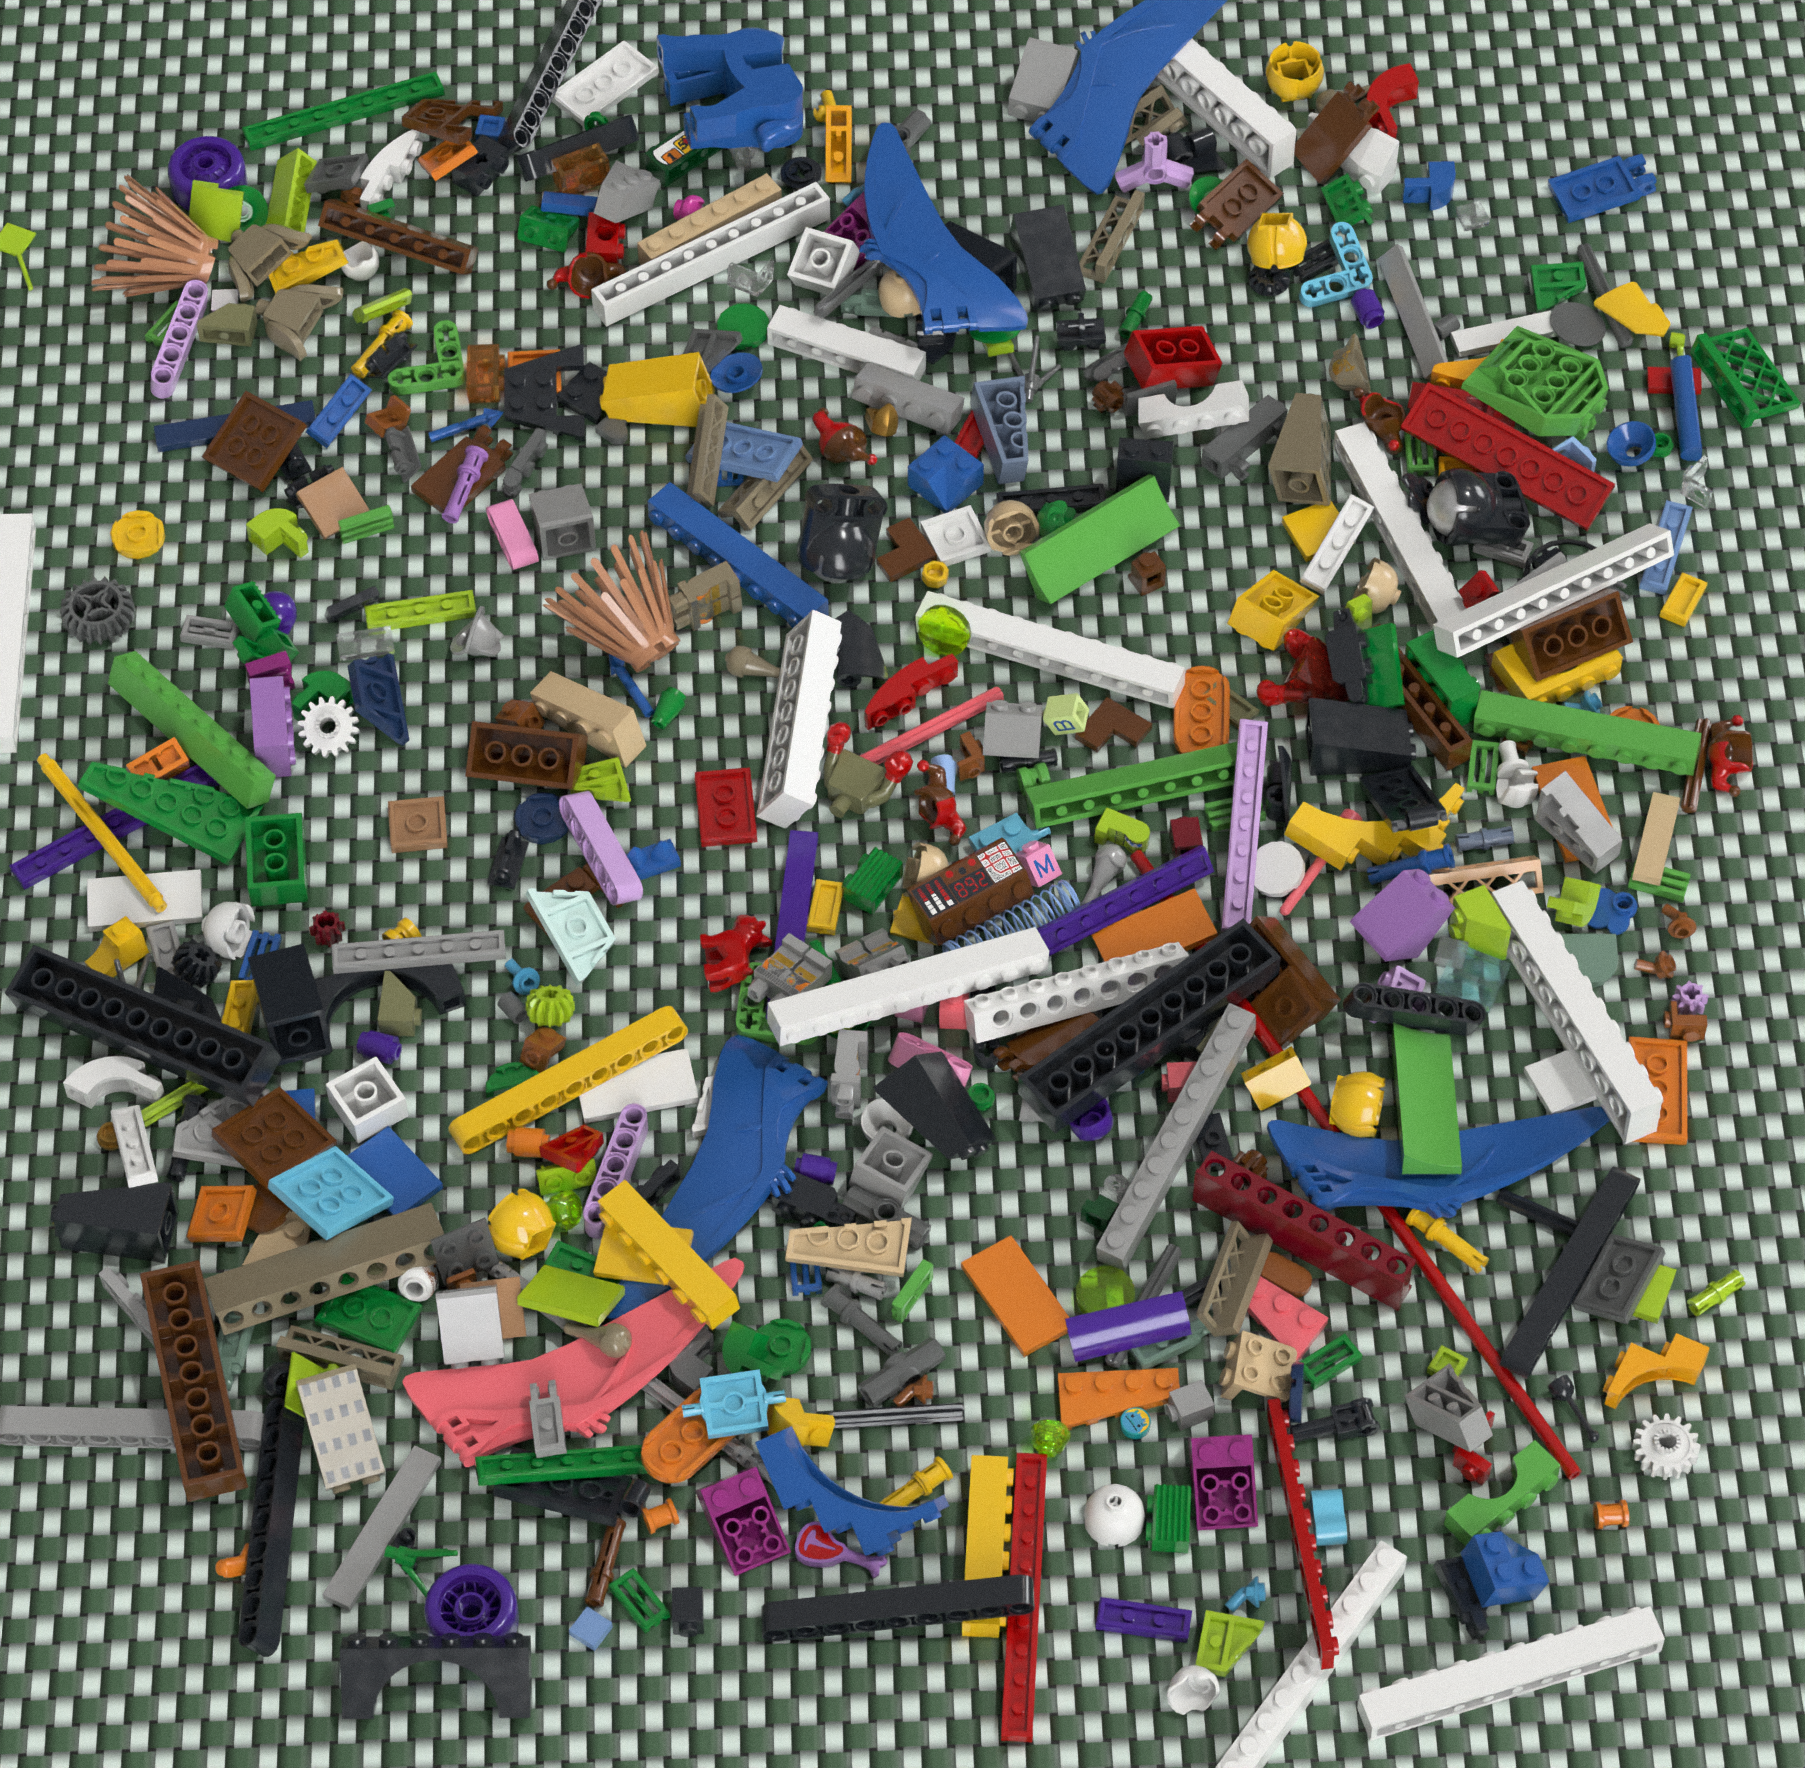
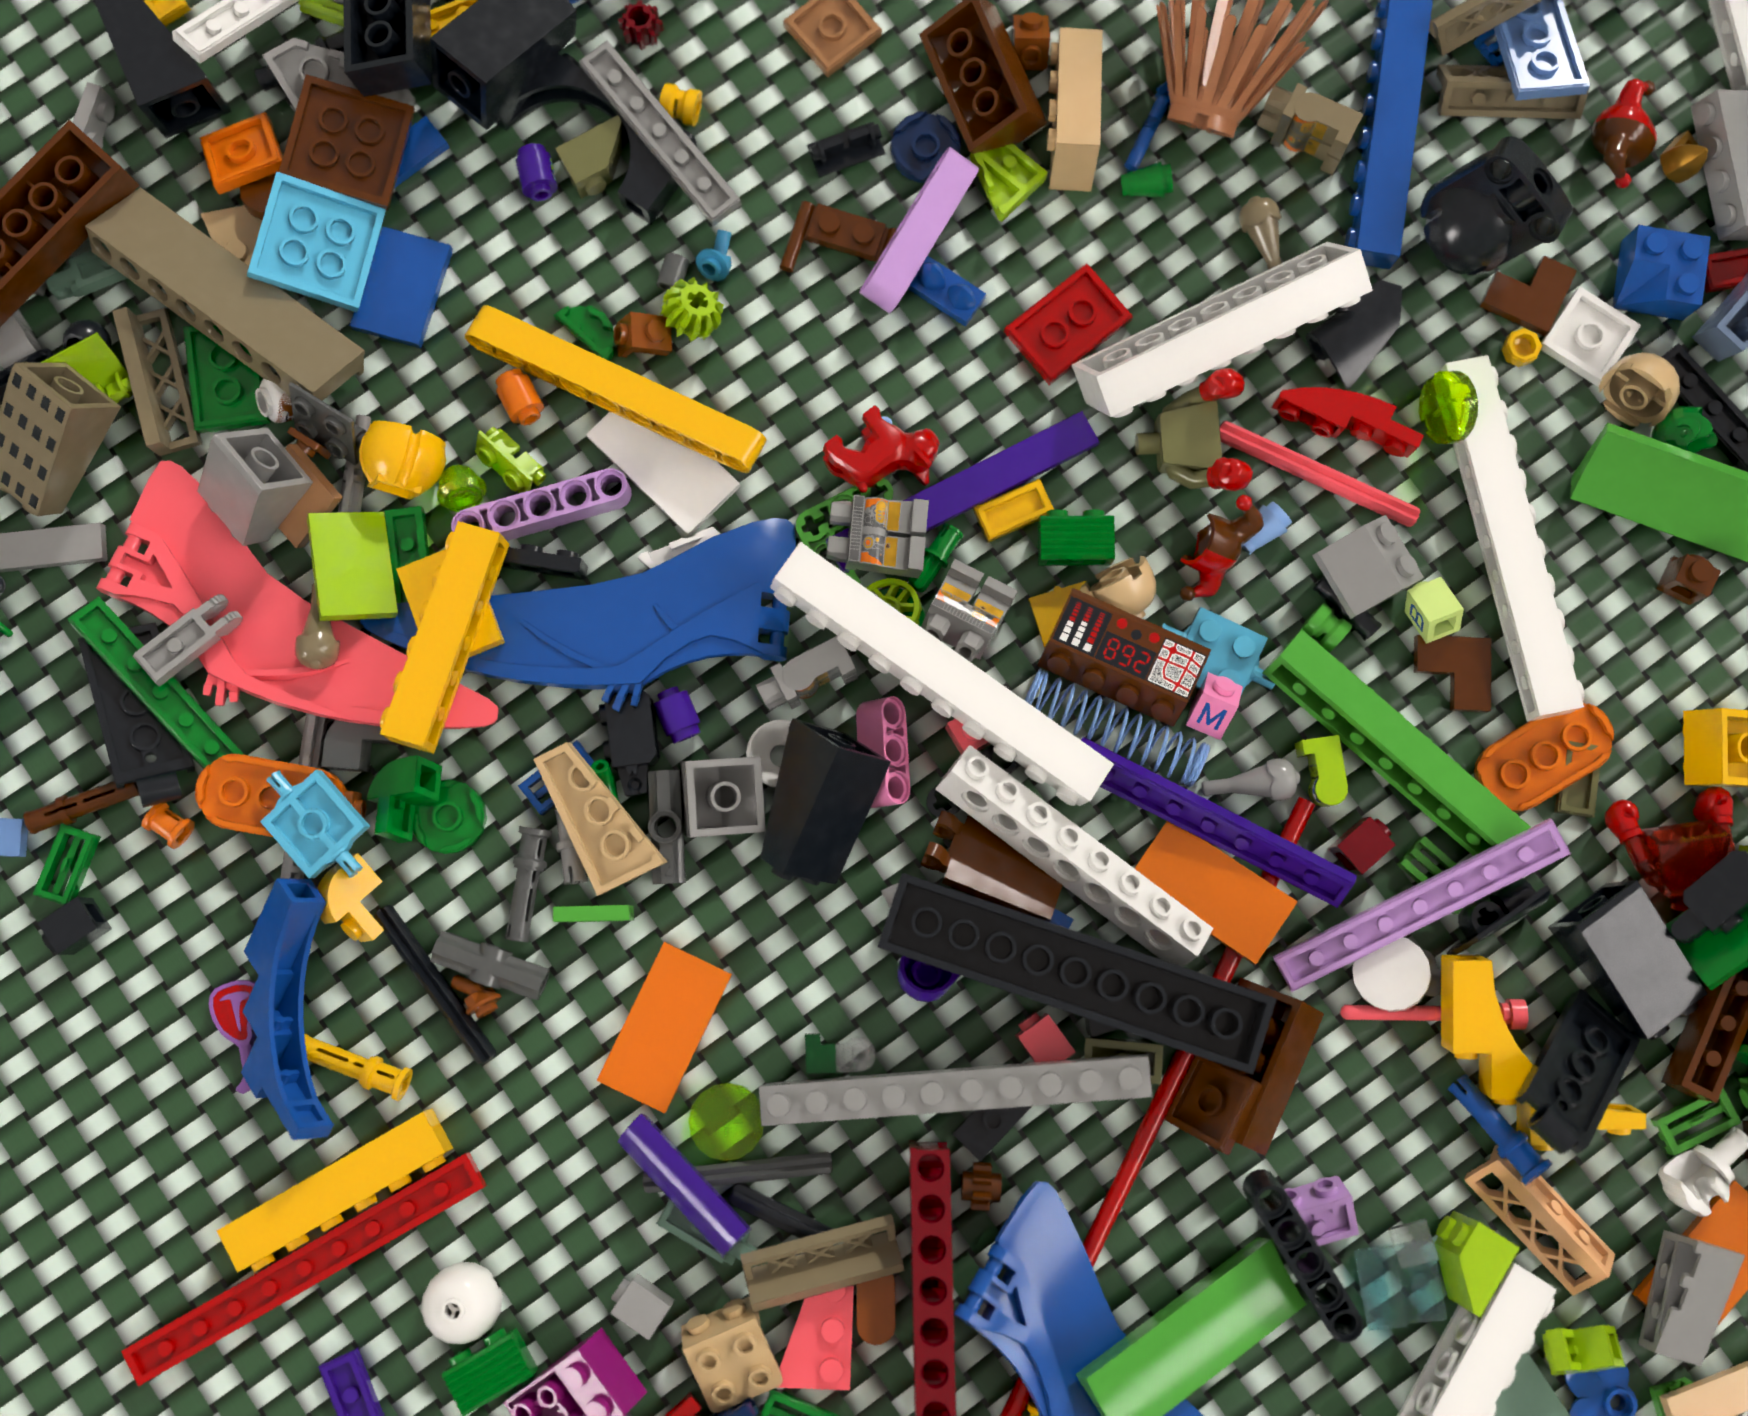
camera: 55 degrees right, 25 degrees up
(367, 1099) = (457, 202): white brick -> none
(573, 1148) = (534, 450): red wing -> none
(574, 928) = (803, 270): light aqua wing -> none
(743, 1520) = (214, 910): magenta slope -> none
(897, 1608) = (191, 1156): black beam -> none
(974, 758) = (1315, 540): dark orange bracket -> none
(982, 1096) = (883, 830): green plate -> none
(1050, 1437) = (504, 1178): clear neon green cone -> none
(1103, 1394) = (606, 1202): orange wing -> none
(1135, 1423) = (589, 1254): tile -> none
(1276, 1078) = (1115, 1143): yellow panel -> none
(1357, 1103) = (1135, 1266): yellow piece -> none
(1403, 916) = (1417, 1169): medium lavender slope -> none
(1484, 839) = (1598, 1184): sand blue pin -> none

